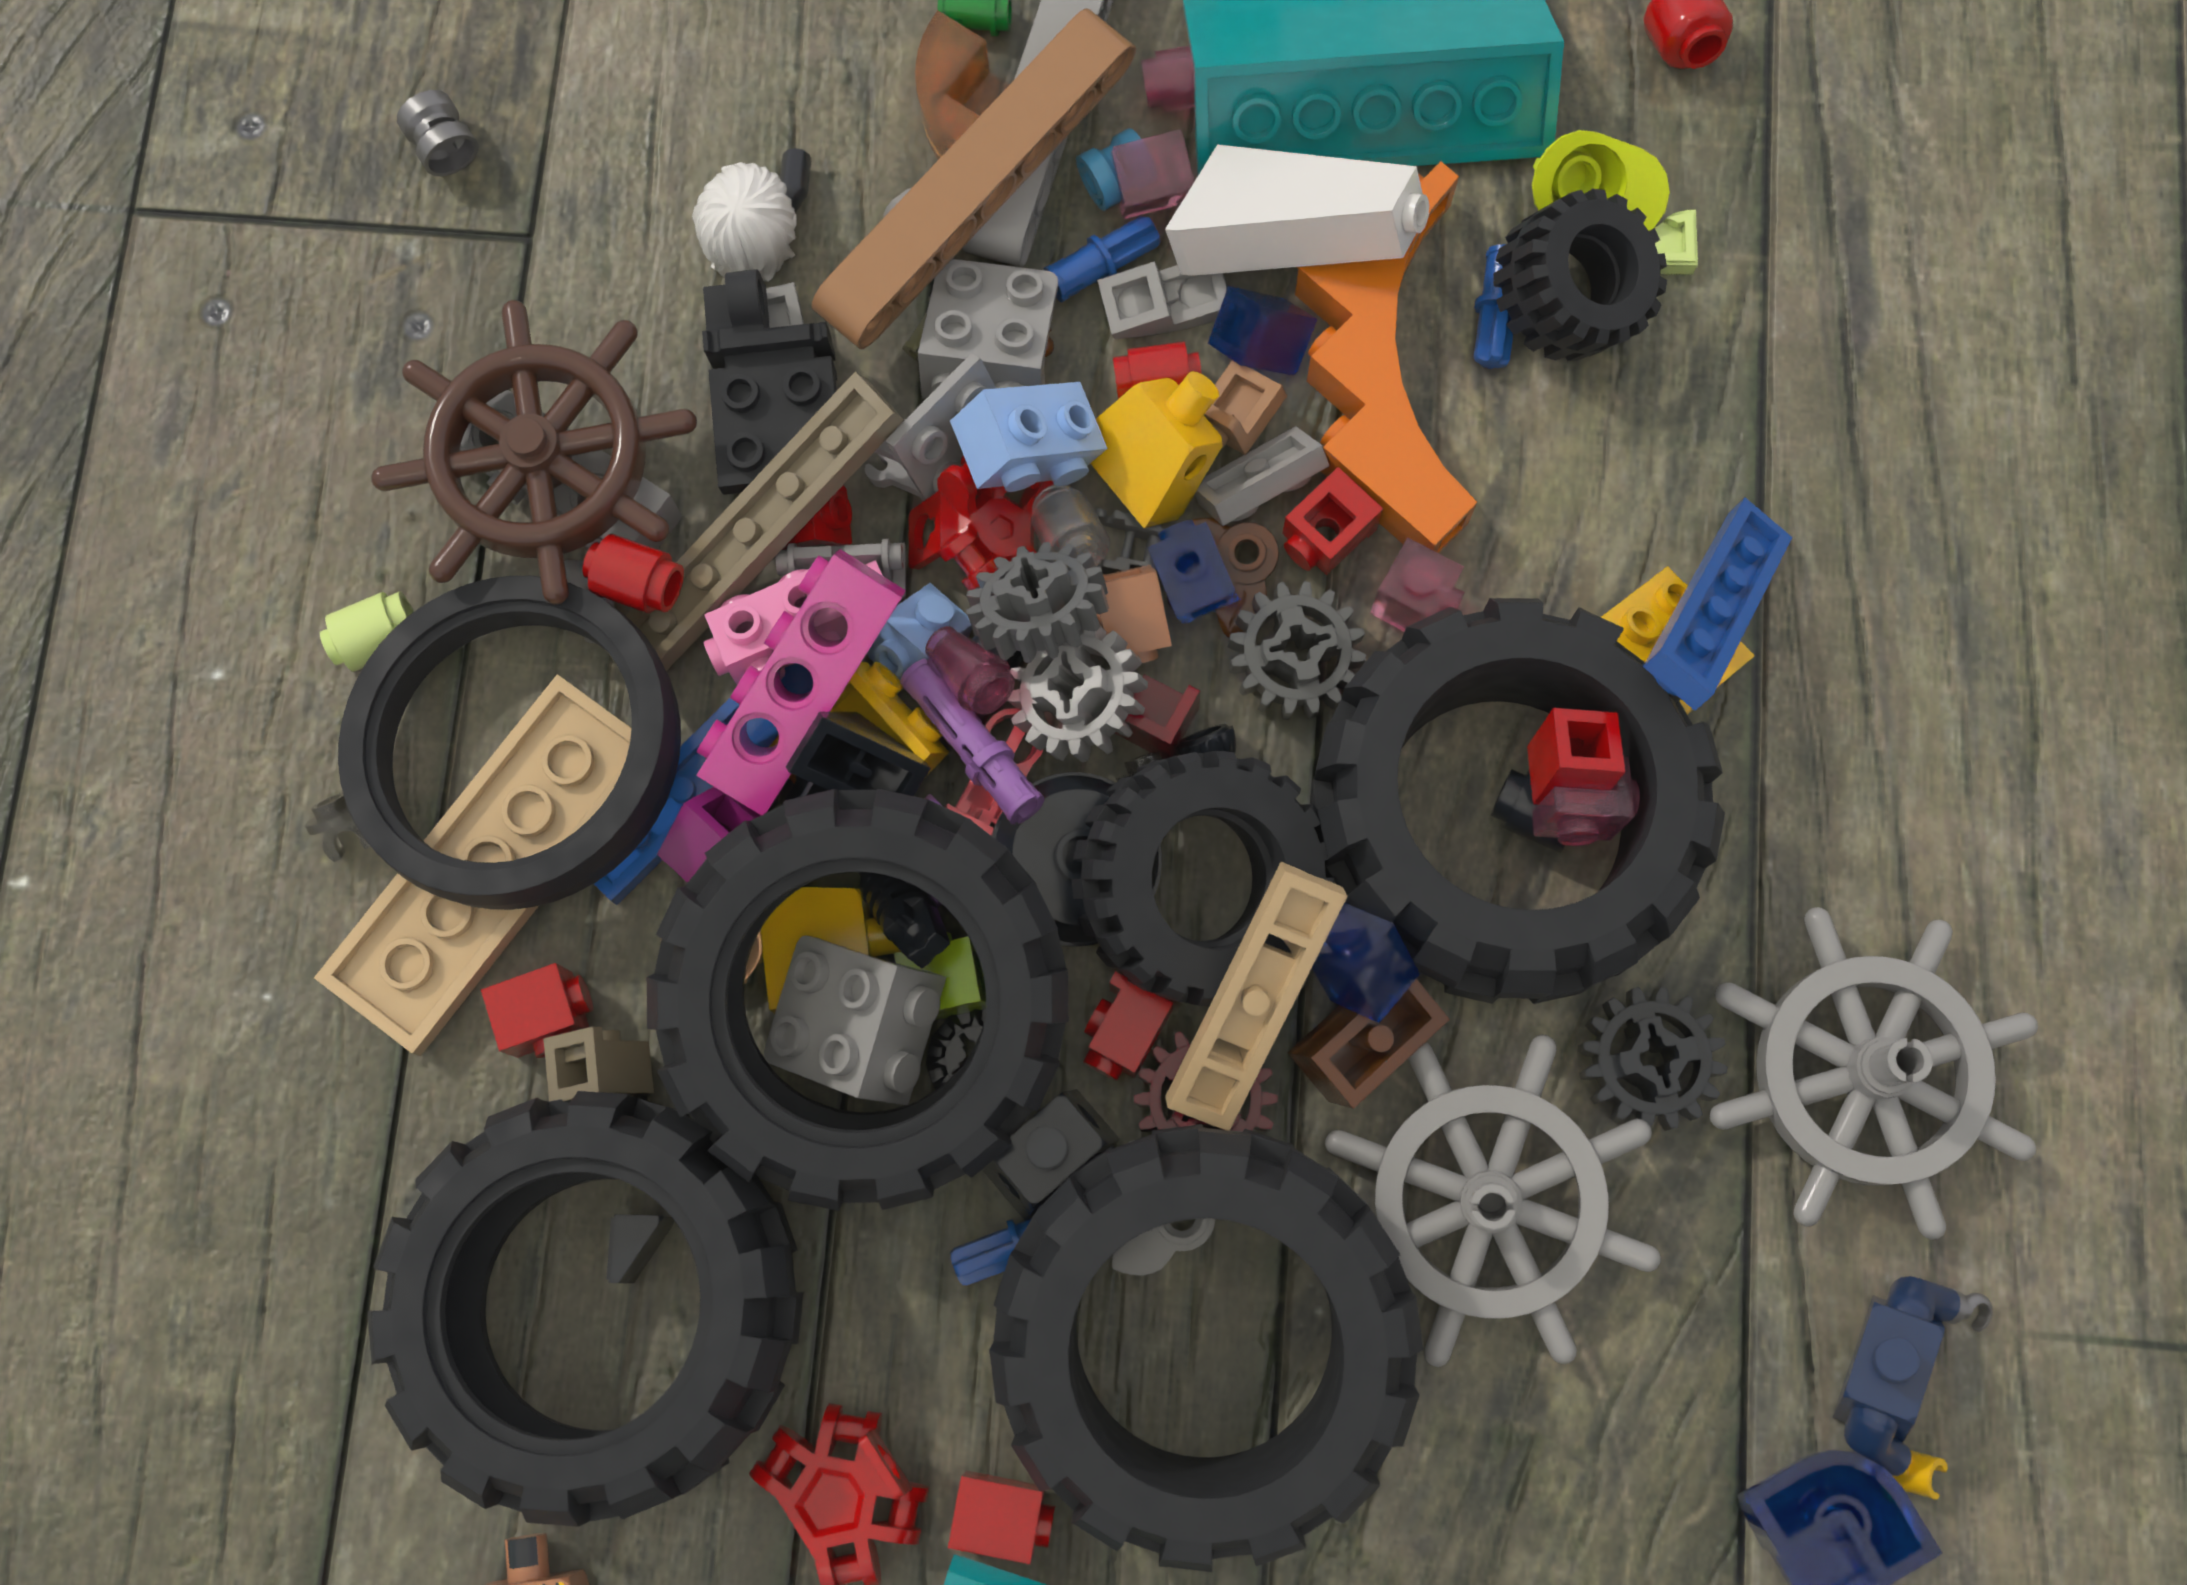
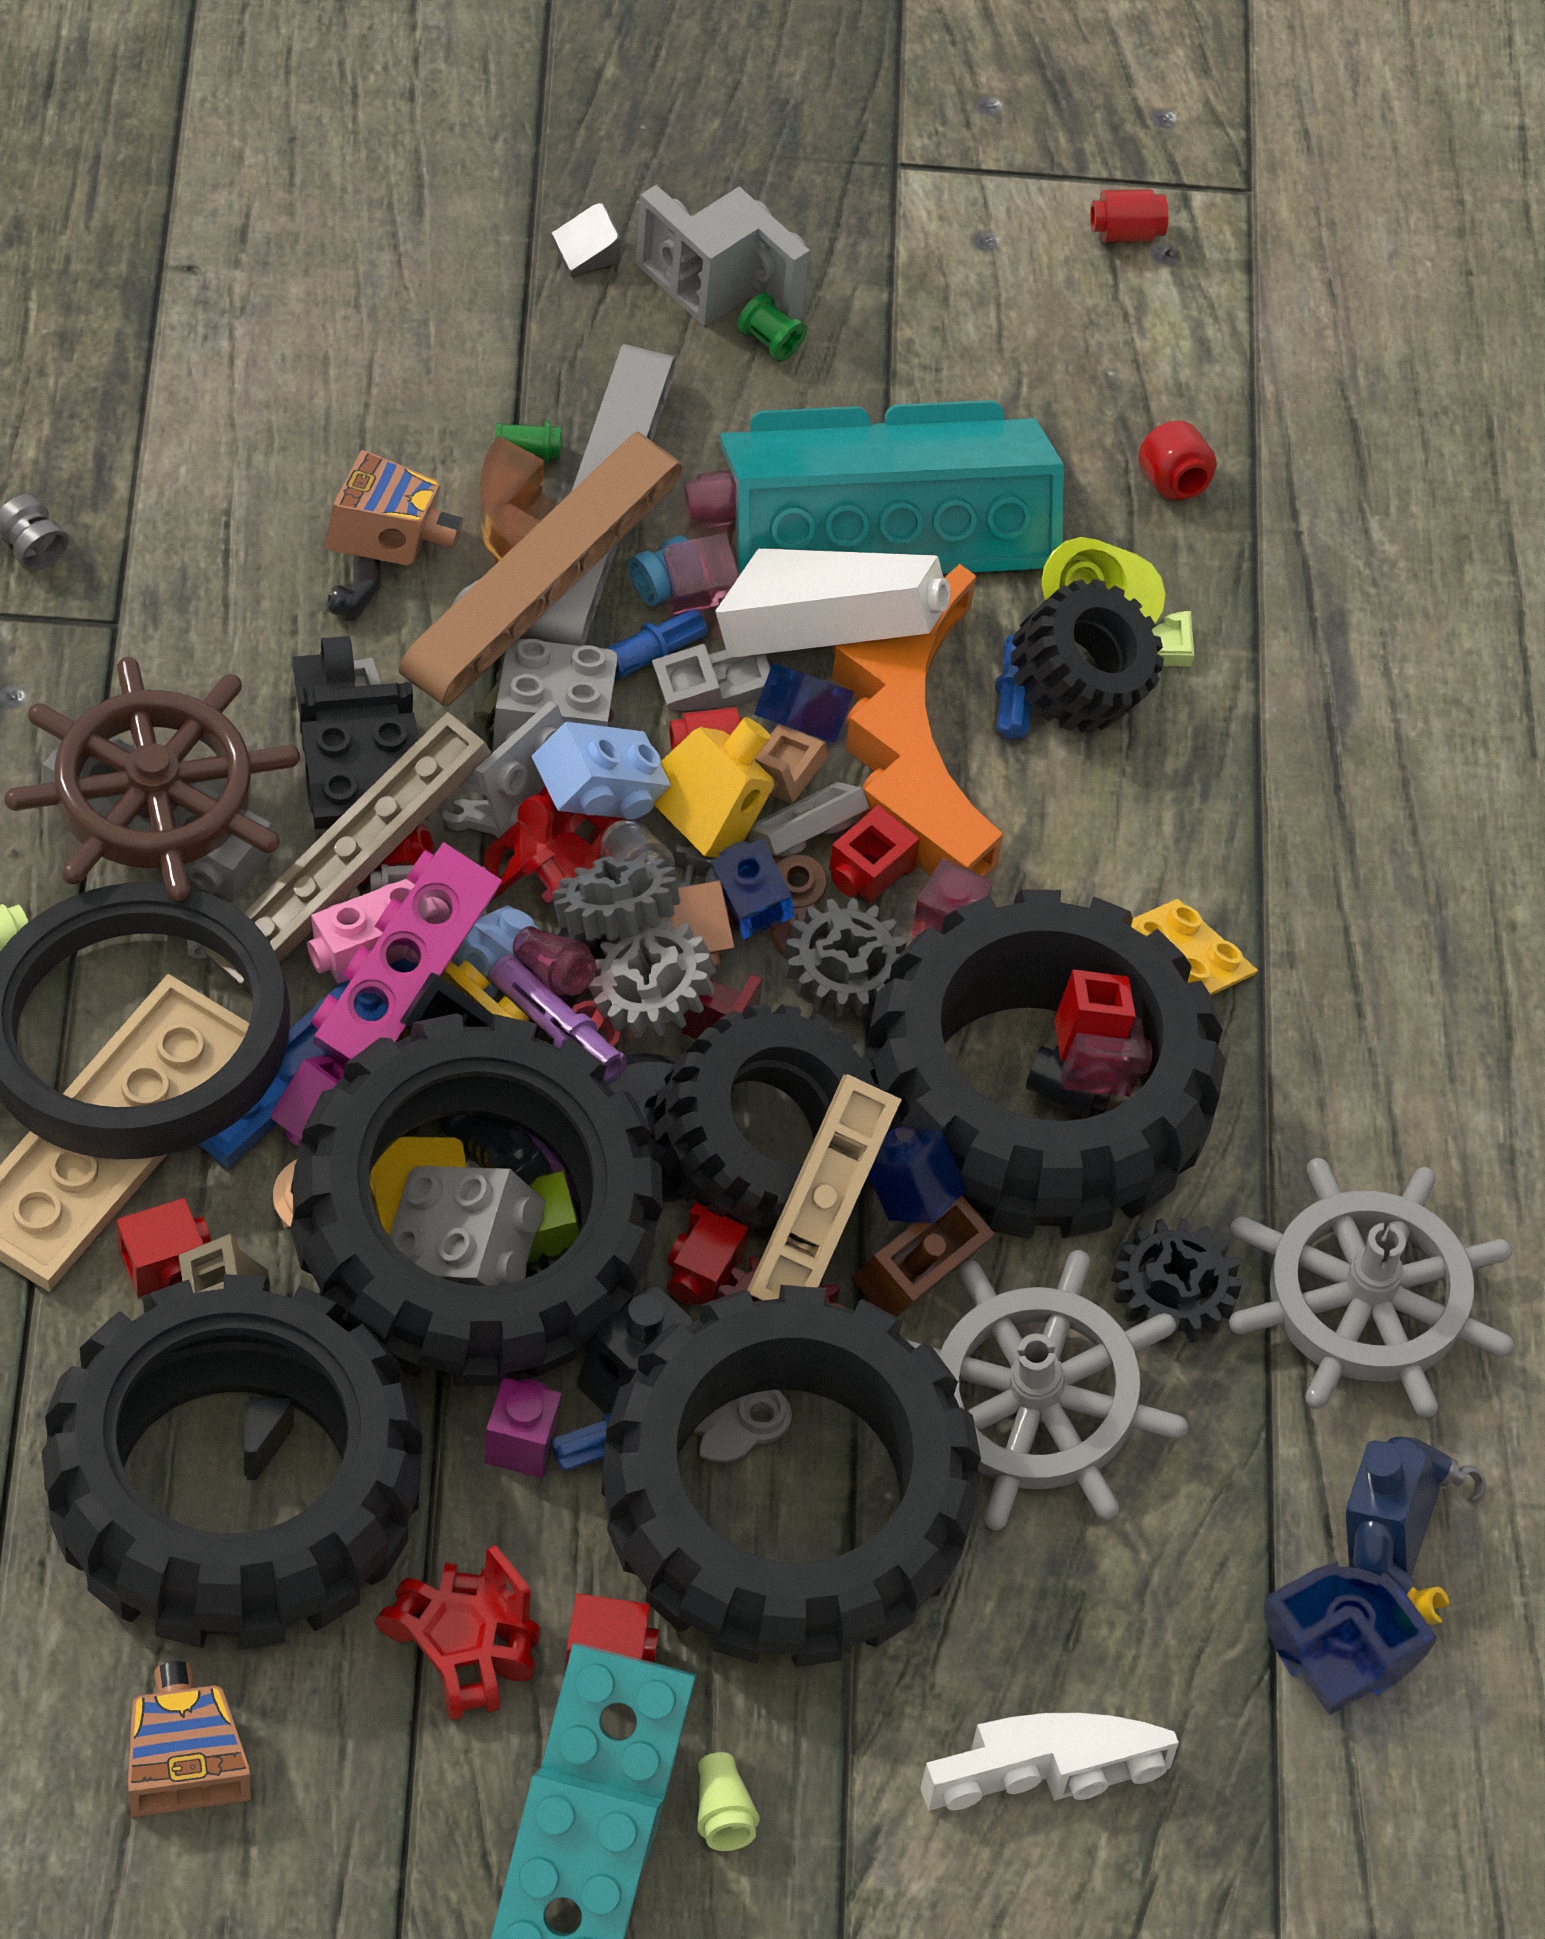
camera: 15 degrees left, 20 degrees down
(633, 574) = (246, 880): red brick -> none
(745, 220) = (324, 601): white hair -> none
(815, 105) = (388, 513): none -> nougat torso
(917, 1241) = (523, 1426): none -> magenta brick
(1718, 605) = (1214, 901): blue plate -> none

